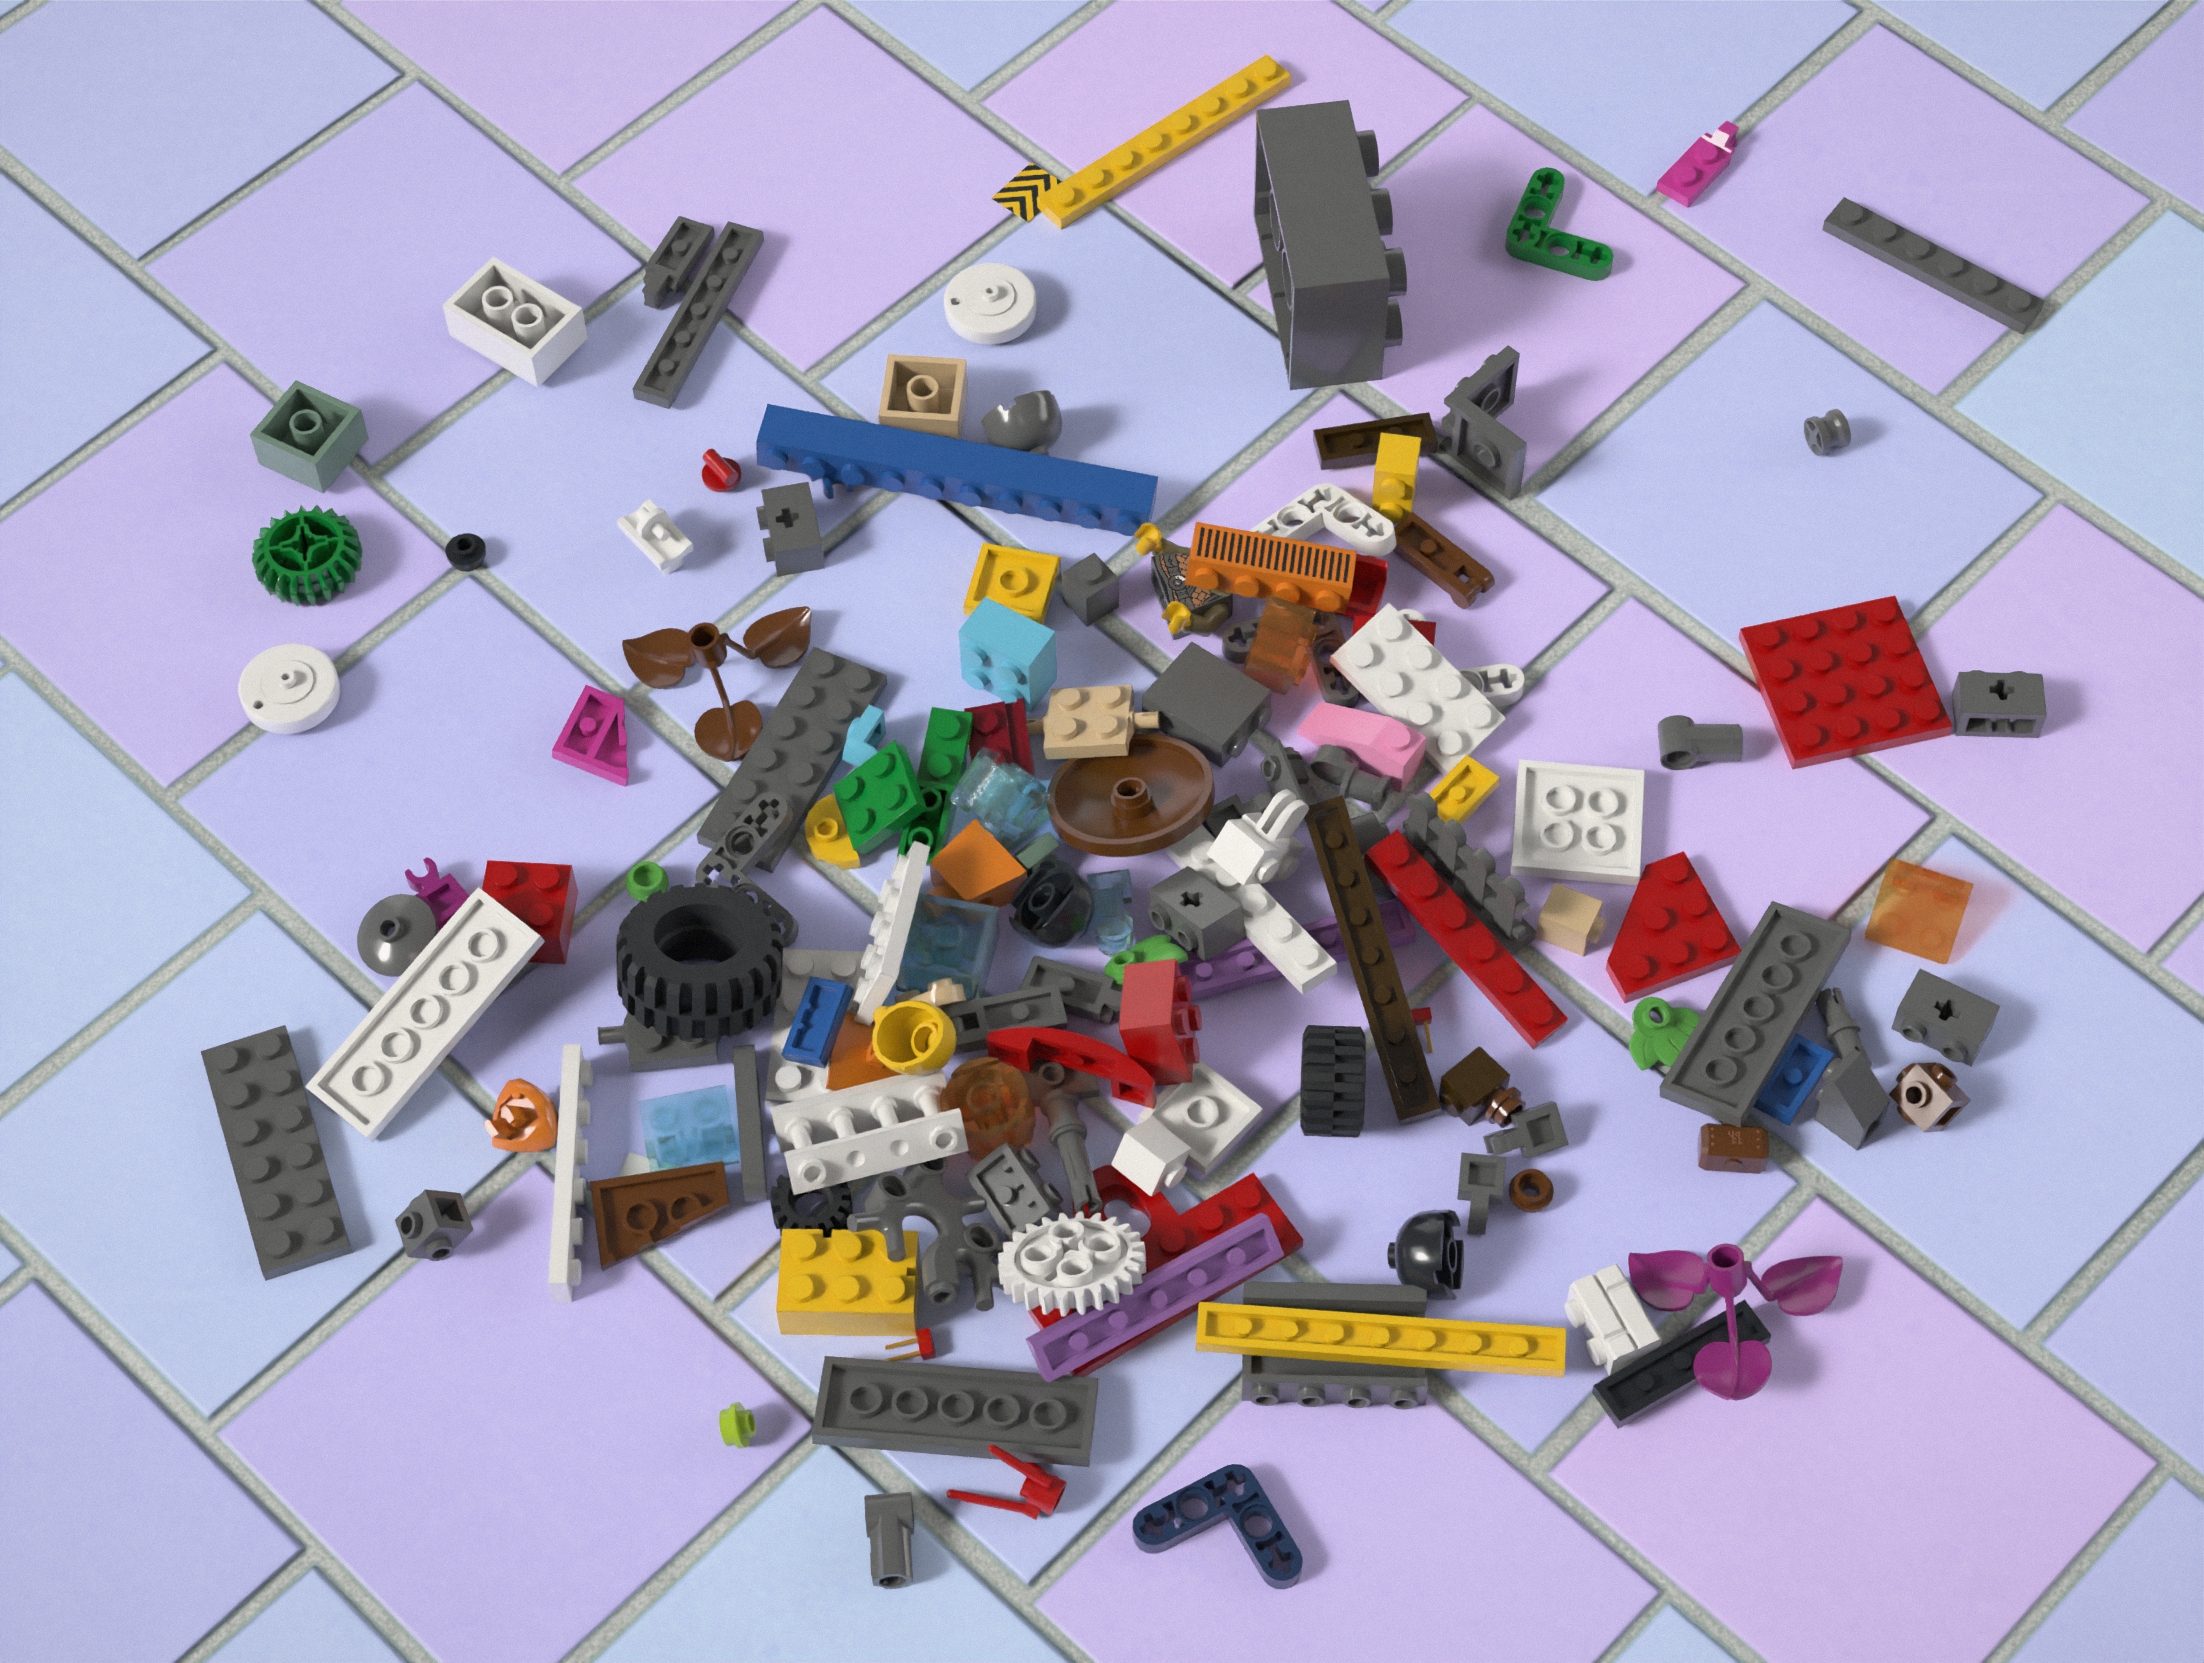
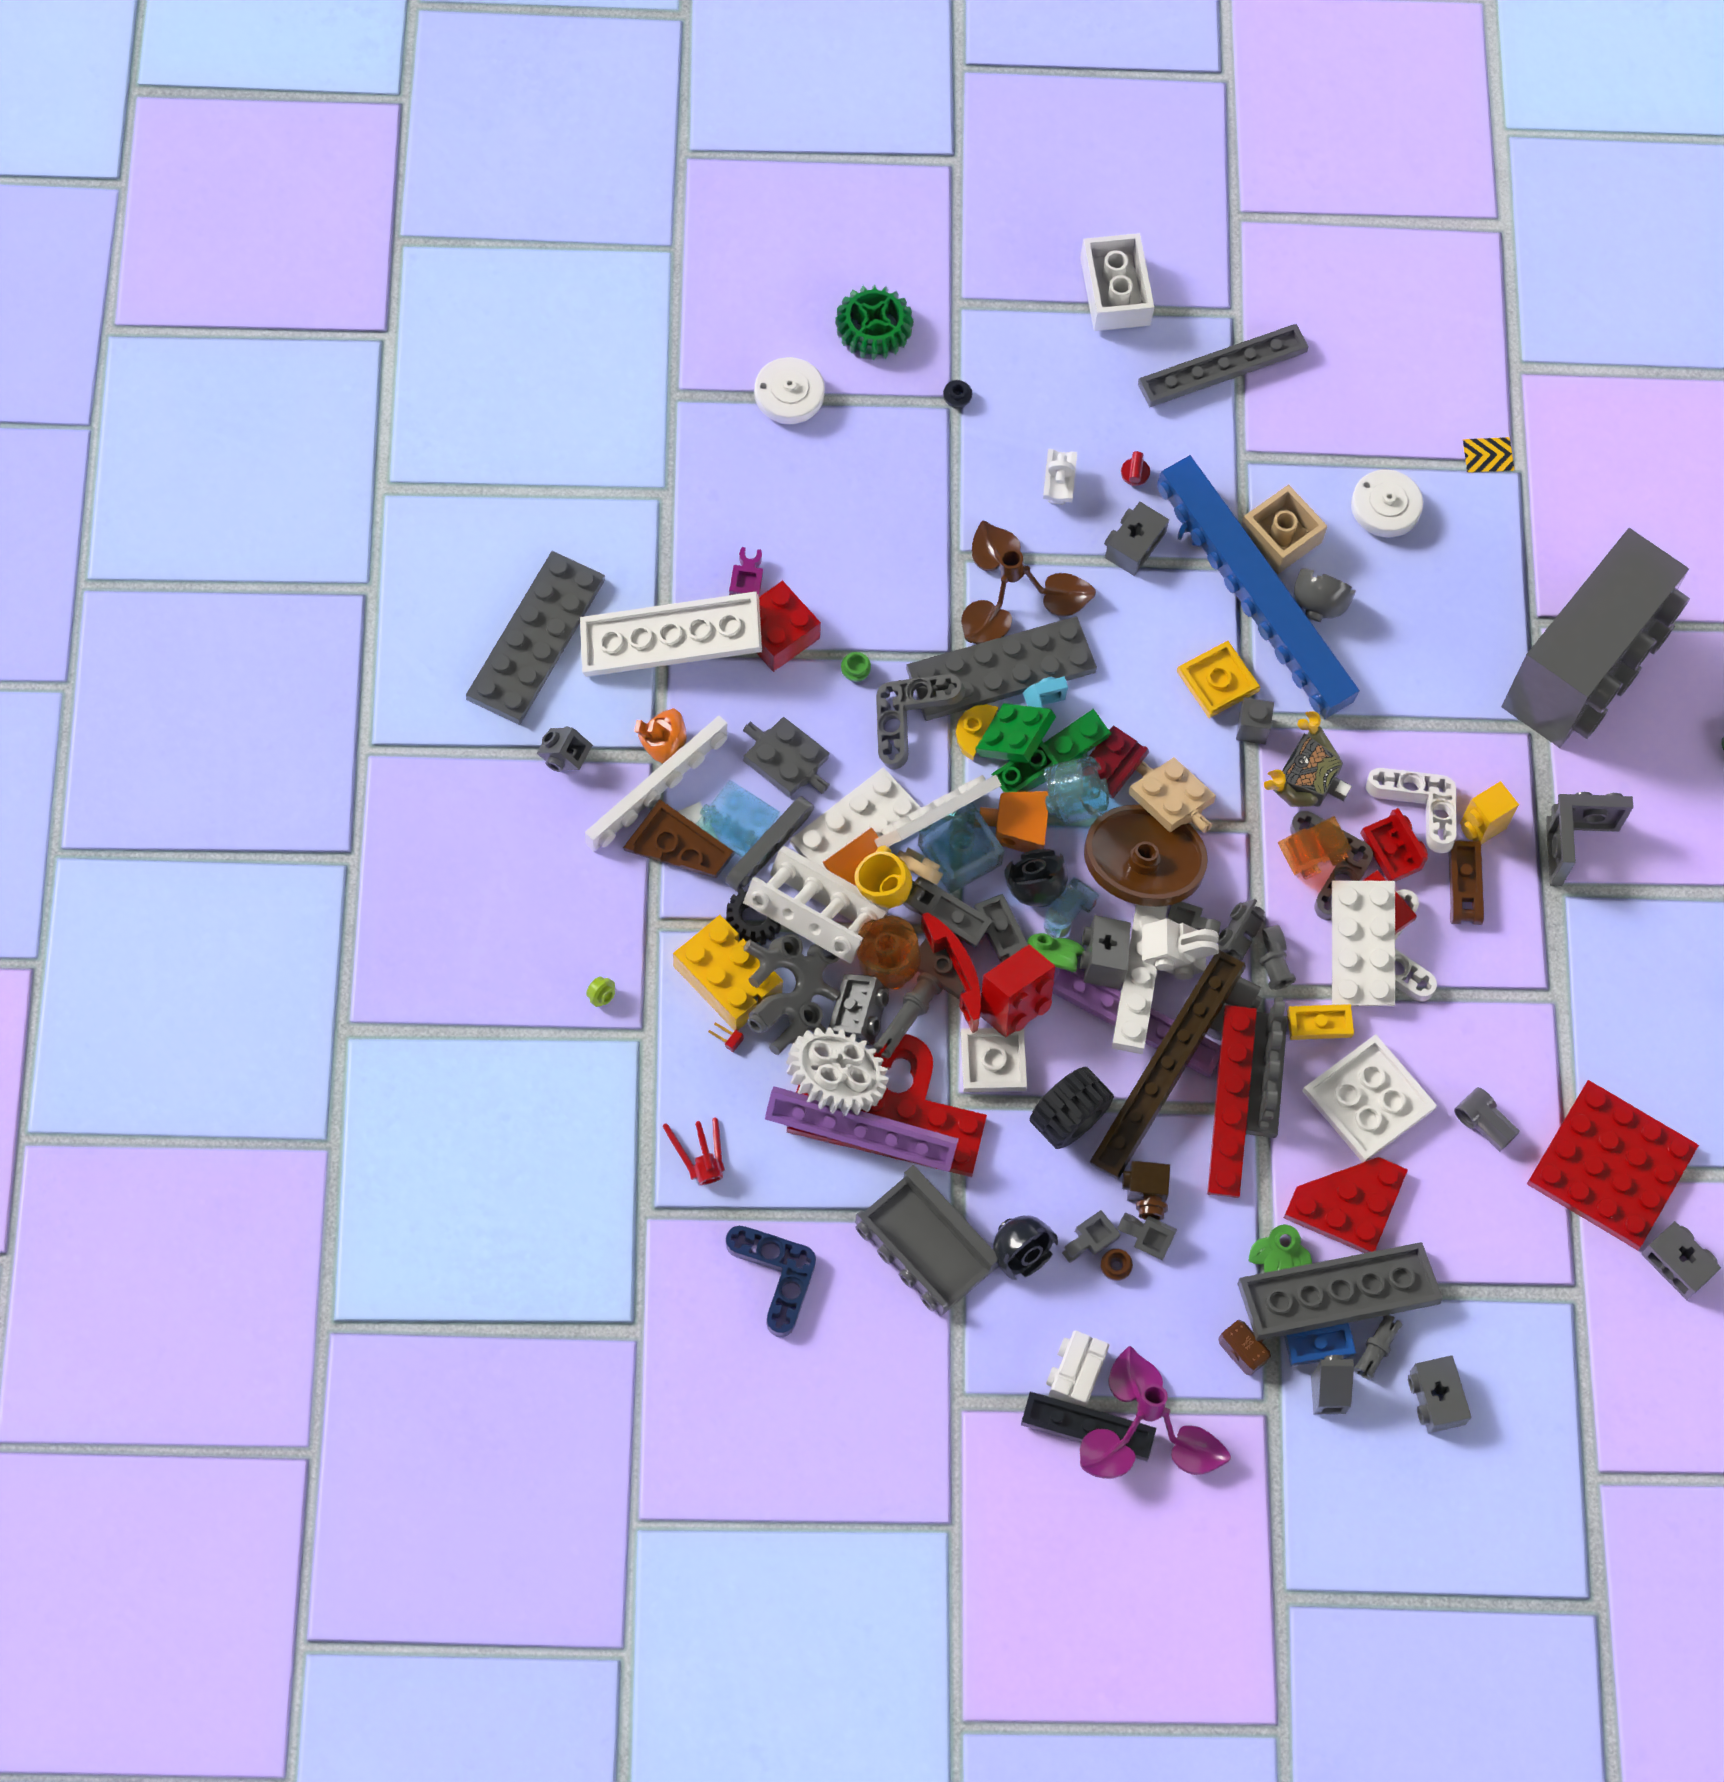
camera: 40 degrees right, 10 degrees up
(309, 436) = (941, 253): sand green brick -> none
(413, 931) = (713, 583): dark grey dish -> none
(595, 736) = (913, 561): dark pink wing -> none
(675, 259) = (1245, 320): dark grey hinge -> none
(696, 998) = (844, 710): black tyre -> none
(817, 1022) = (853, 824): blue plate -> none
(890, 1528) = (618, 1112): dark grey piece -> none
(955, 1411) = (709, 1088): dark grey plate -> none
(1007, 654) = (1165, 717): medium azure brick -> none
(1037, 852) = (1063, 839): sand green tile -> none
(1151, 1157) = (941, 1056): white brick -> none
(1163, 141) = (1599, 492): yellow plate -> none
(1208, 704) = (1245, 844): dark grey brick -> none
(1270, 565) = (1356, 800): orange brick -> none
(1360, 441) = (1528, 791): dark brown plate -> none
(1371, 739) = (1306, 945): bright pink slope -> none
(1381, 1339) = (949, 1262): yellow plate -> none
(1423, 1016) = (1166, 1119): red piece -> none
(1570, 920) = (1301, 1146): tan brick -> none
(1918, 911) = (1498, 1324): clear orange bracket -> none
(1928, 1096) = (1377, 1424): brick -> none

